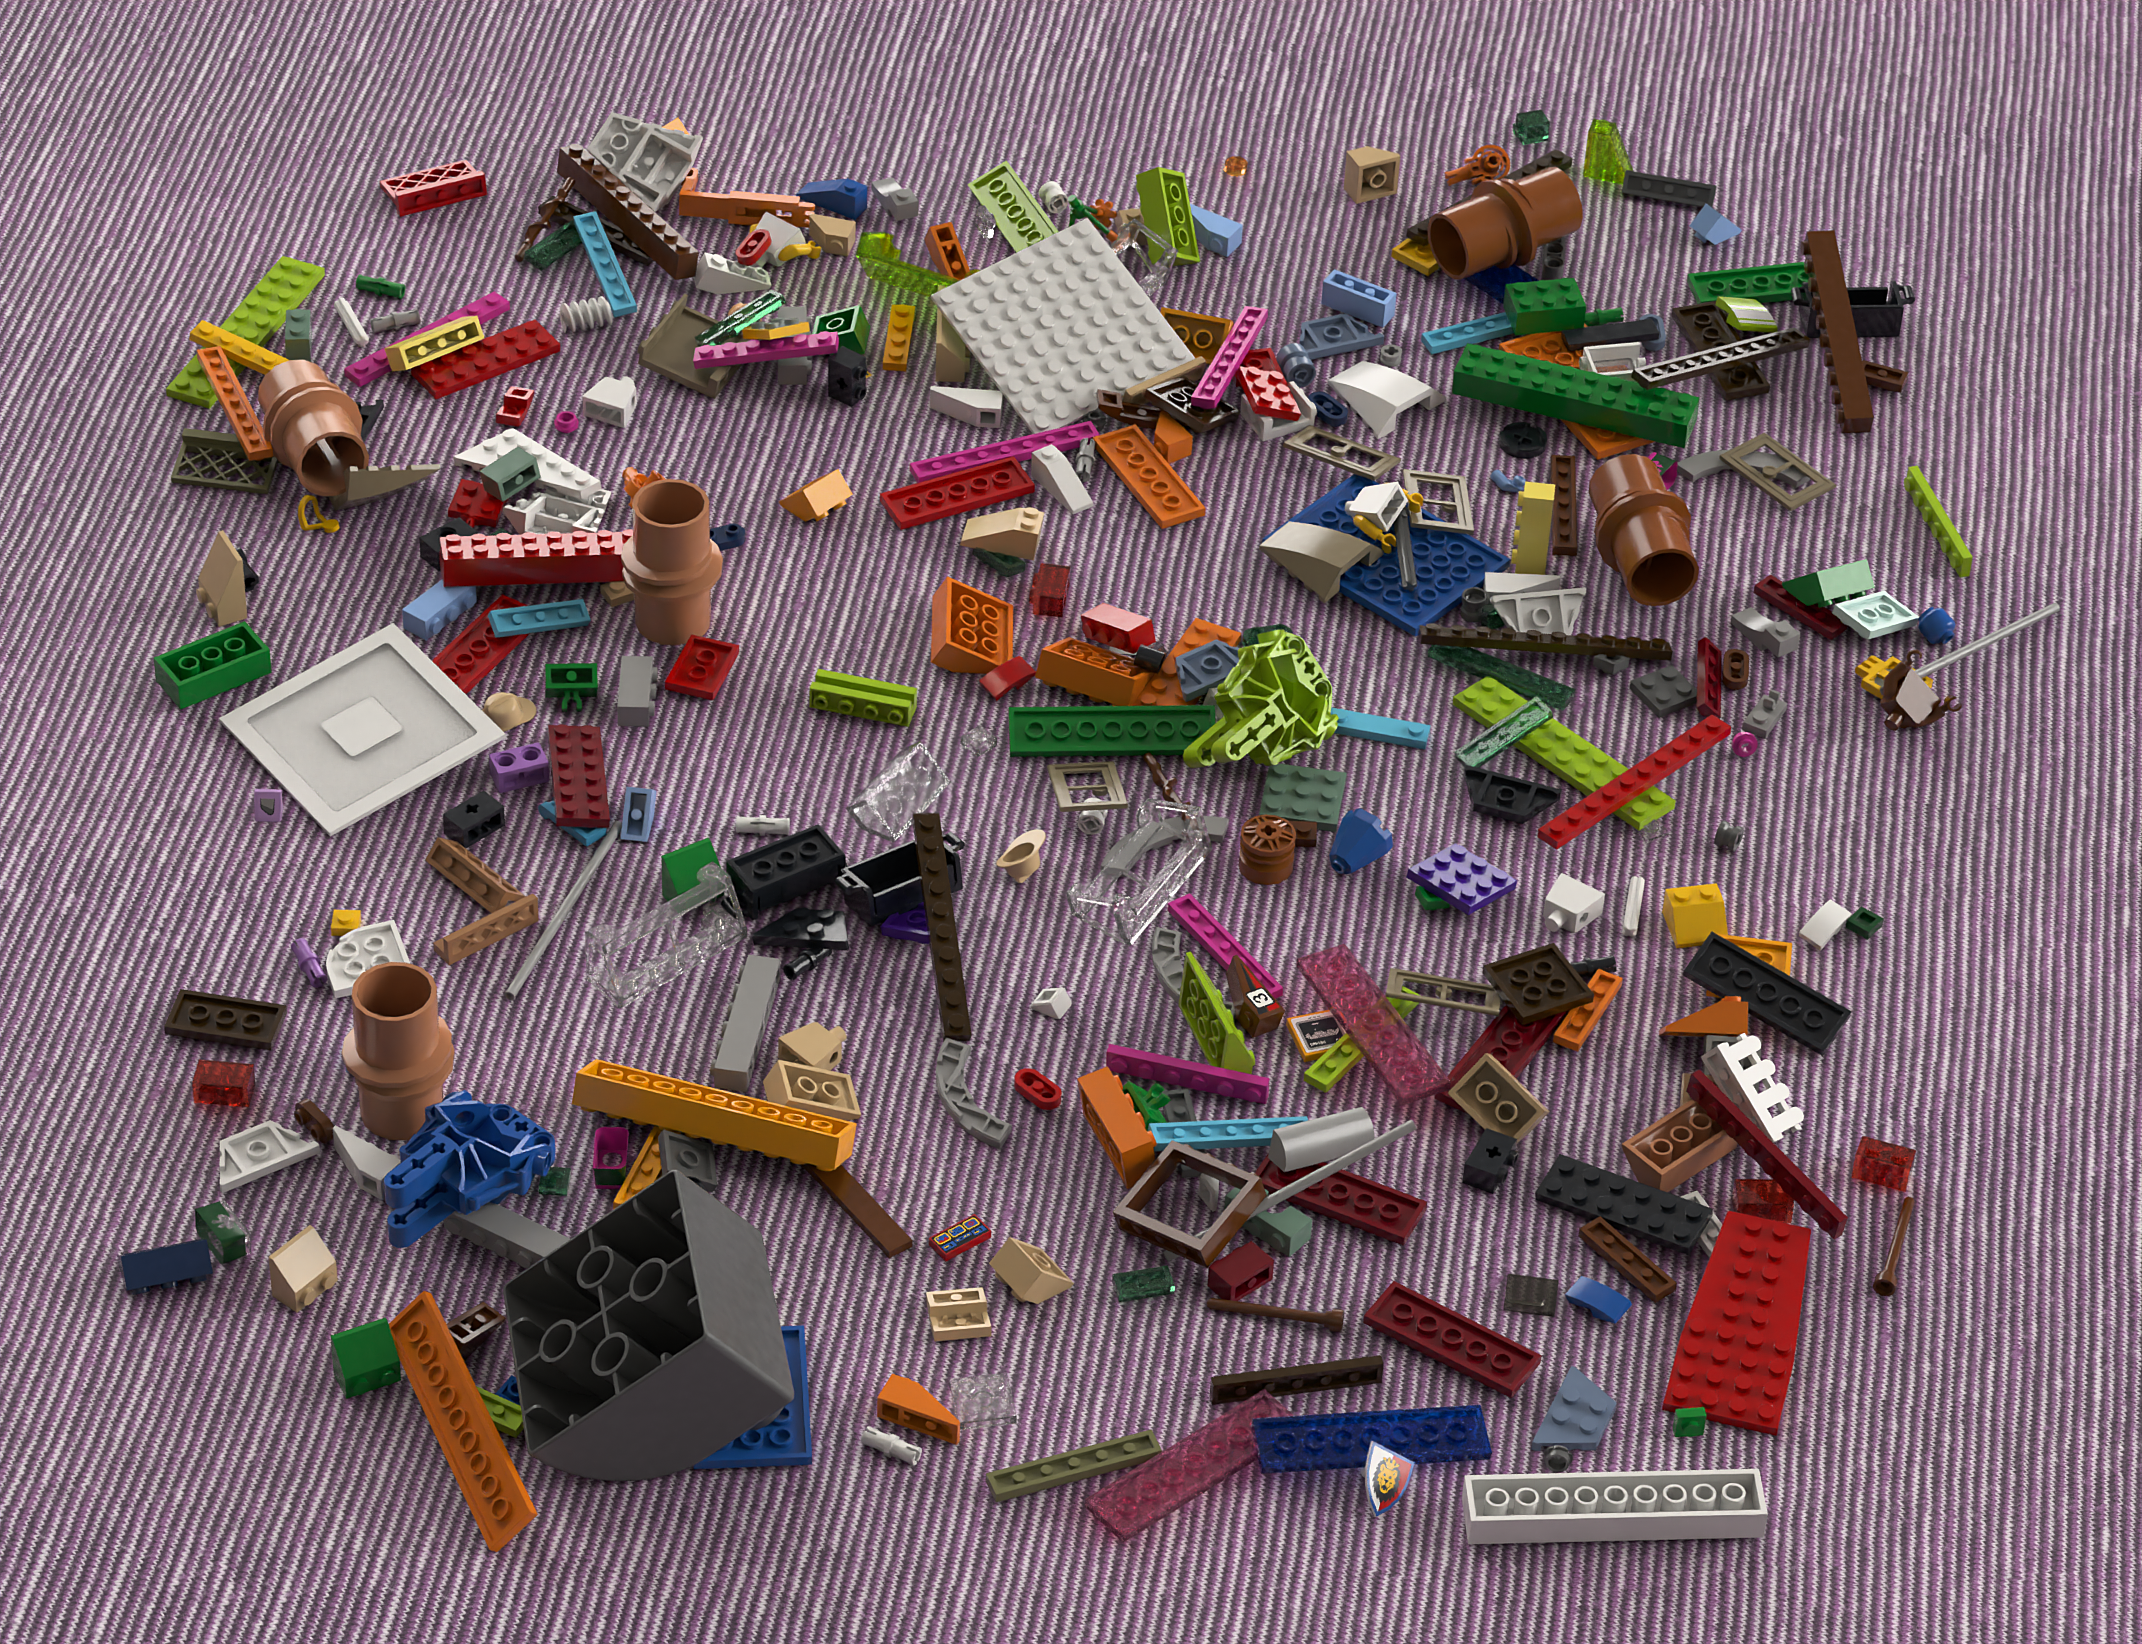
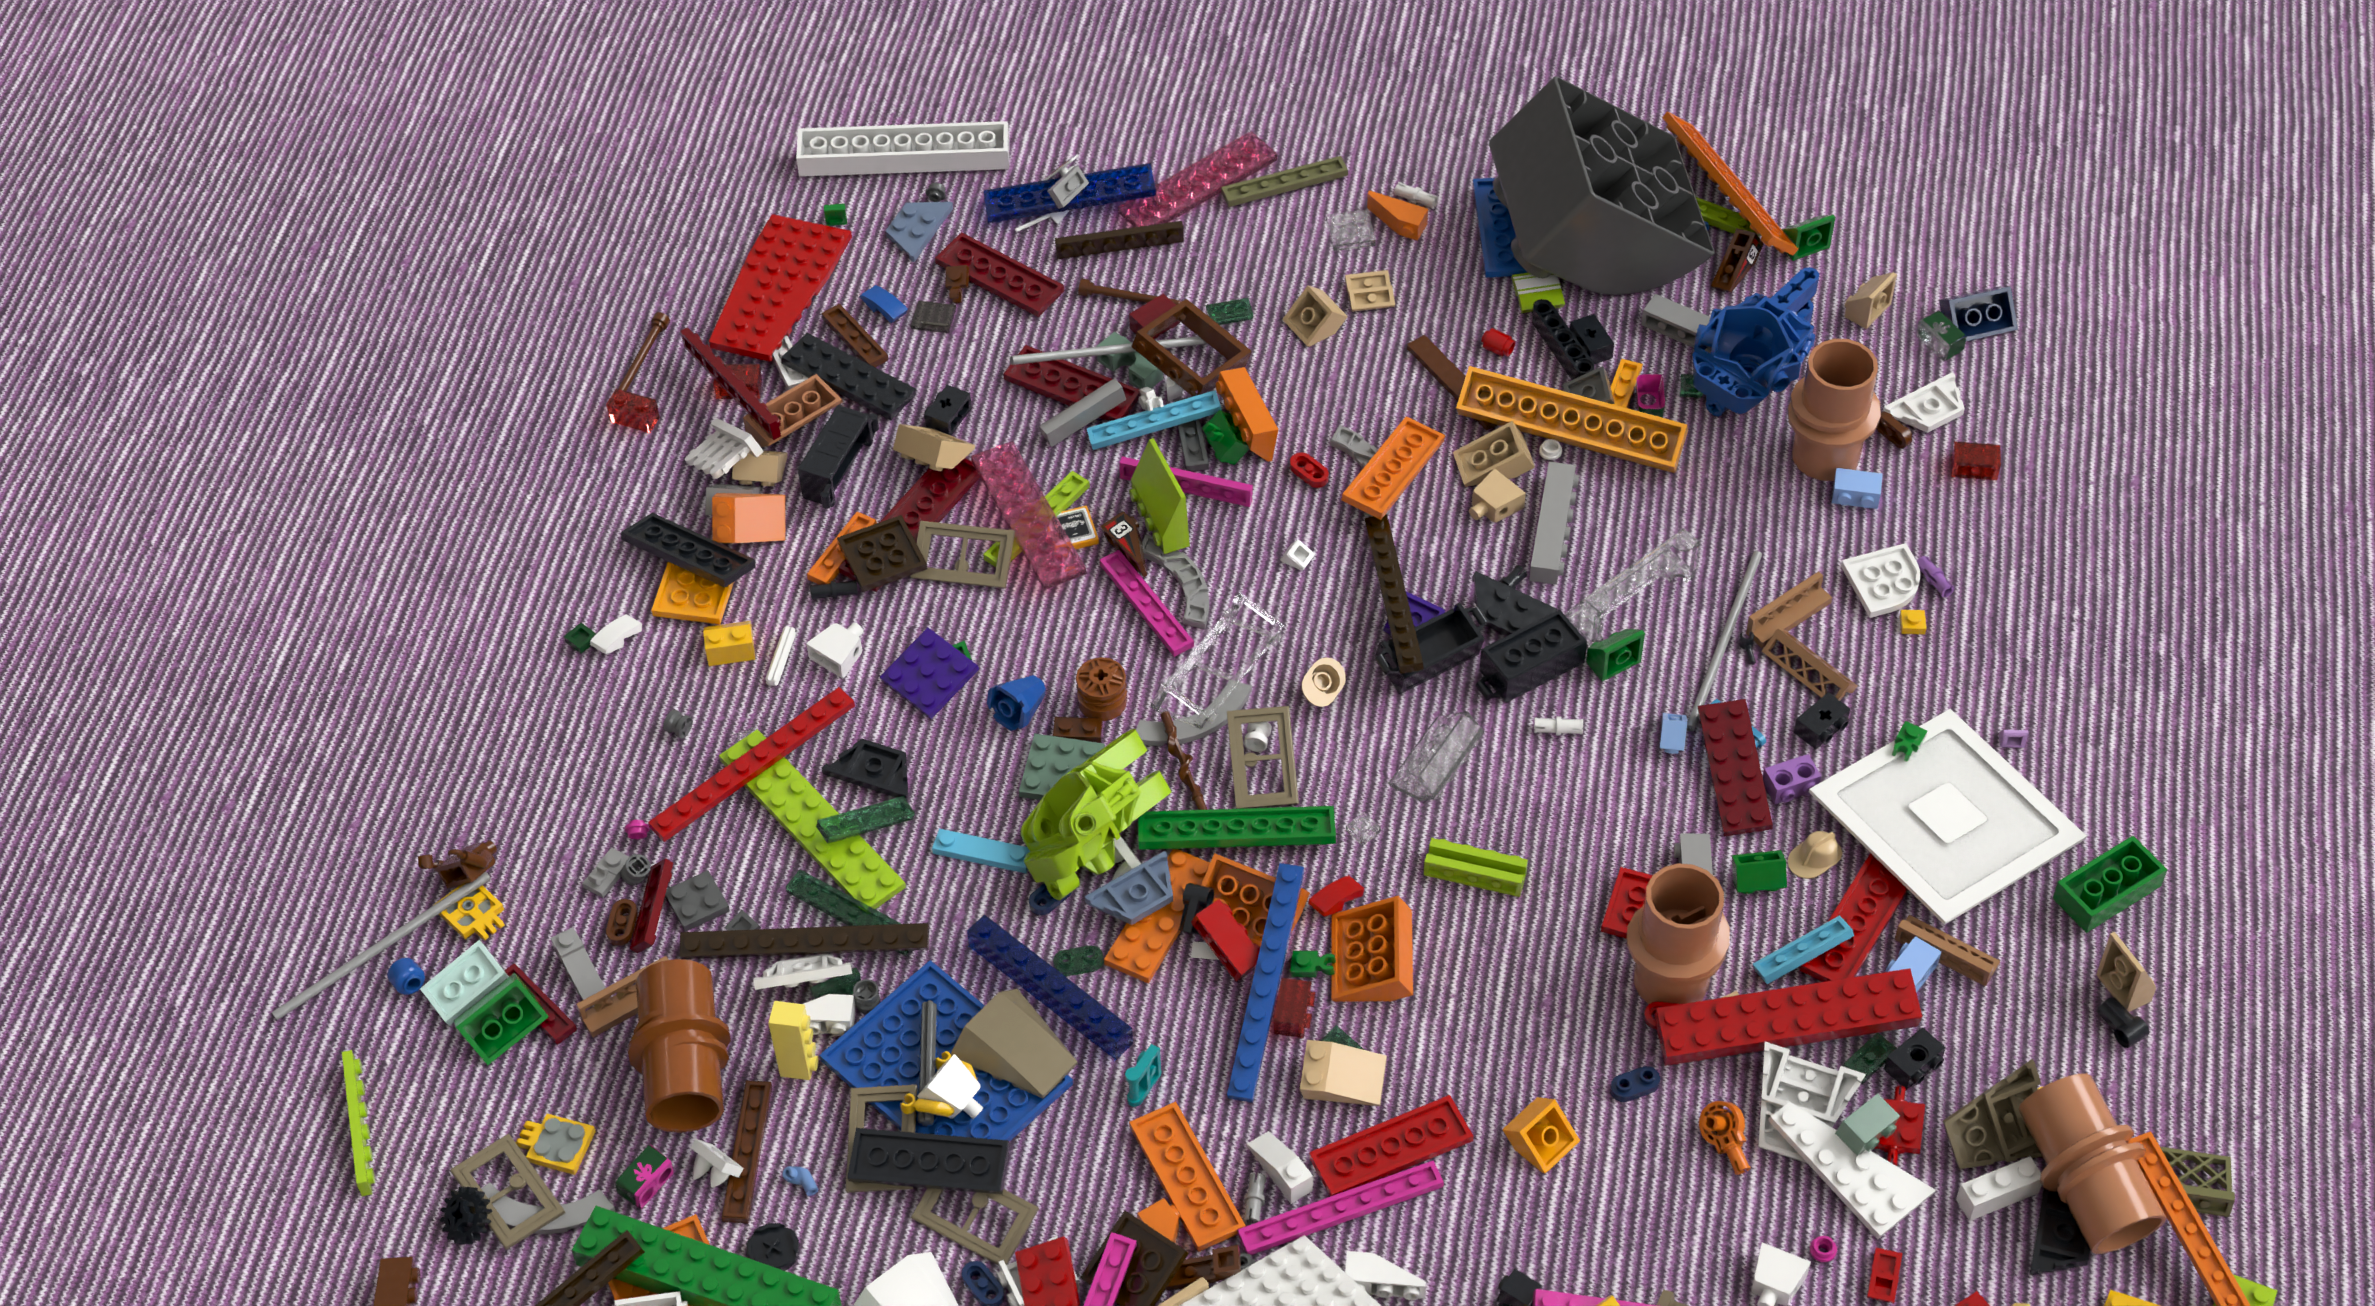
camera: 175 degrees left, 10 degrees up
(225, 1019) = (1990, 521): dark brown plate -> none
(380, 615) = (1954, 952): none -> medium nougat fence
(385, 789) = (1909, 739): none -> green plate
(401, 447) = (1999, 1188): none -> white brick
(542, 900) = (1747, 644): none -> black hand
(794, 1235) = (1498, 342): none -> red brick
(935, 1076) = (1393, 468): none -> orange plate
(959, 1237) = (1370, 350): tile -> none
(1035, 628) = (1308, 963): none -> green plate
(1077, 595) = (1265, 983): none -> blue plate
(1194, 528) = (1143, 1075): none -> teal plate
(1236, 1153) = (1149, 400): none -> white plate
(1294, 607) = (1050, 987): none -> clear blue brick
(1378, 1409) = (1068, 187): none -> light grey plate
(1389, 467) = (929, 1161): none -> black plate
(1506, 1323) = (957, 279): none -> reddish brown plate
(1579, 477) = (710, 1156): none -> white tile
(1615, 1092) = (834, 453): none -> black container
(1710, 611) = (613, 1010): none -> medium nougat fence
(1733, 701) = (634, 875): none -> dark grey wheel
(1746, 512) = (556, 1143): none -> piece
(1808, 447) = (465, 1215): none -> black gear

